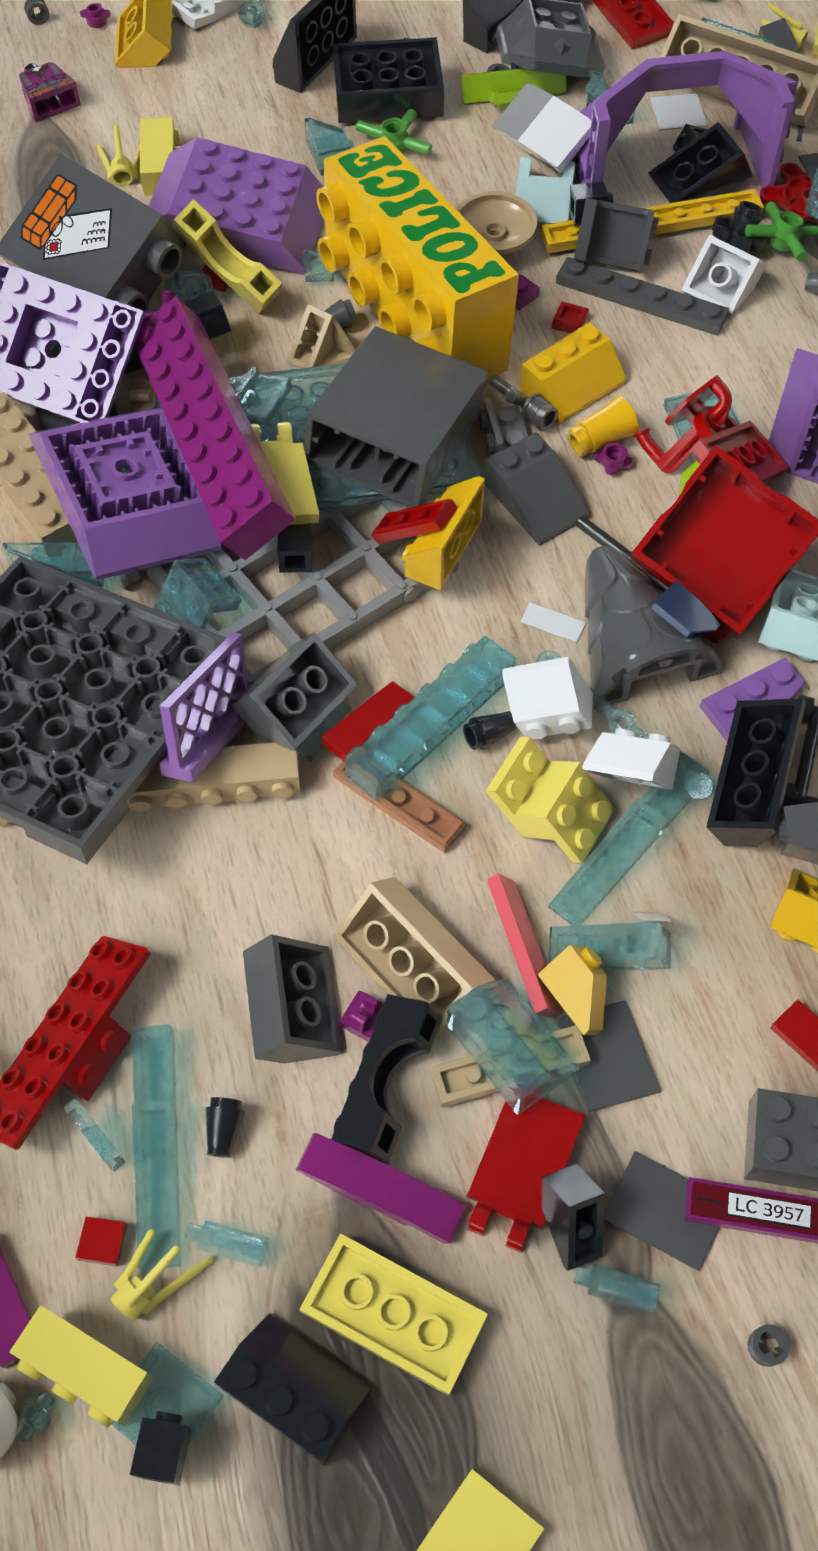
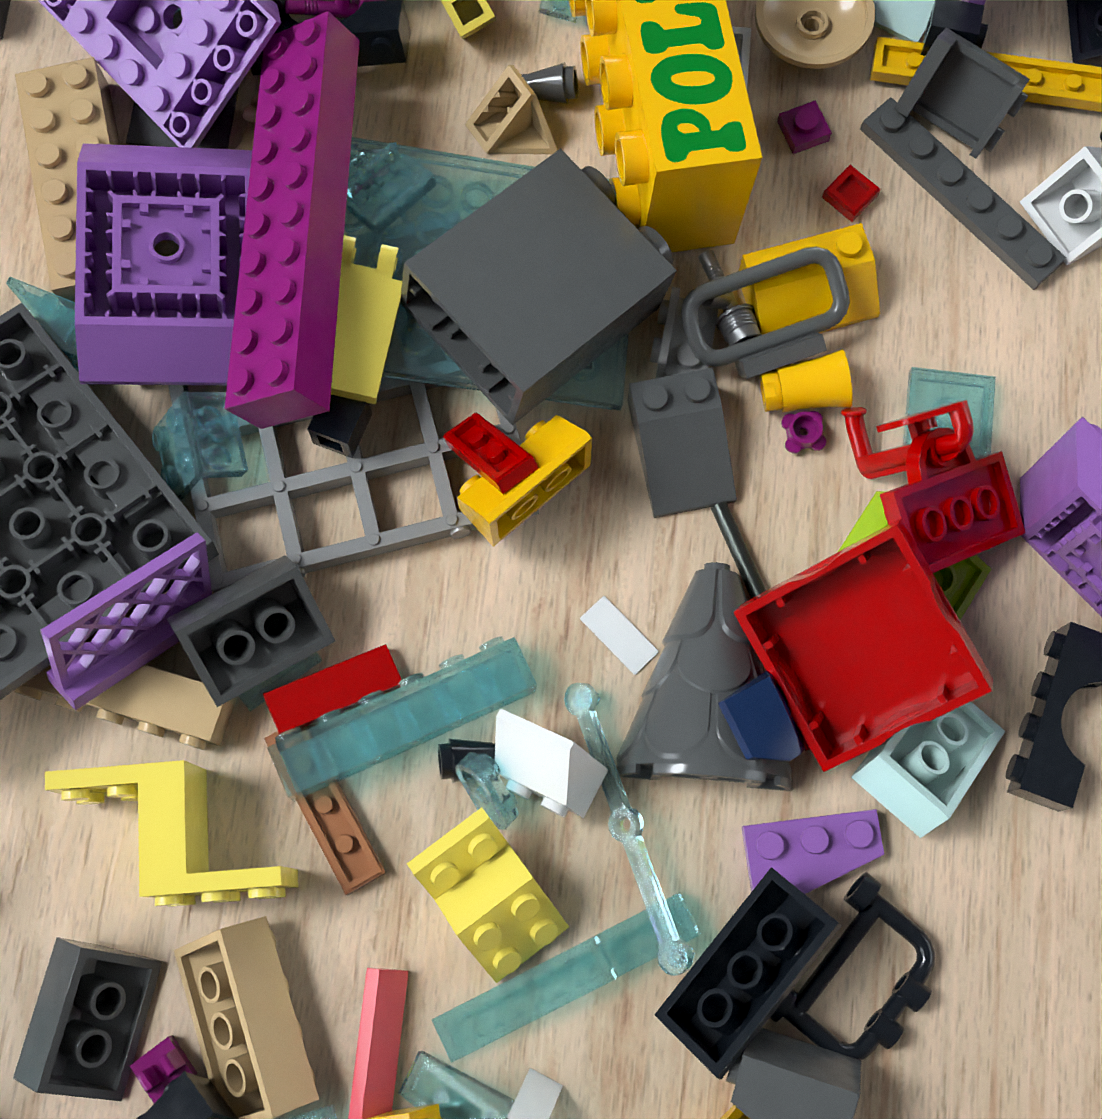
camera: 25 degrees right, 15 degrees up
(314, 866) = (171, 832): none -> light yellow bracket
(507, 726) = (486, 789): none -> clear light blue plate
(570, 411) = (778, 346): none -> dark grey bar
(634, 759) = (602, 896): white slope -> none

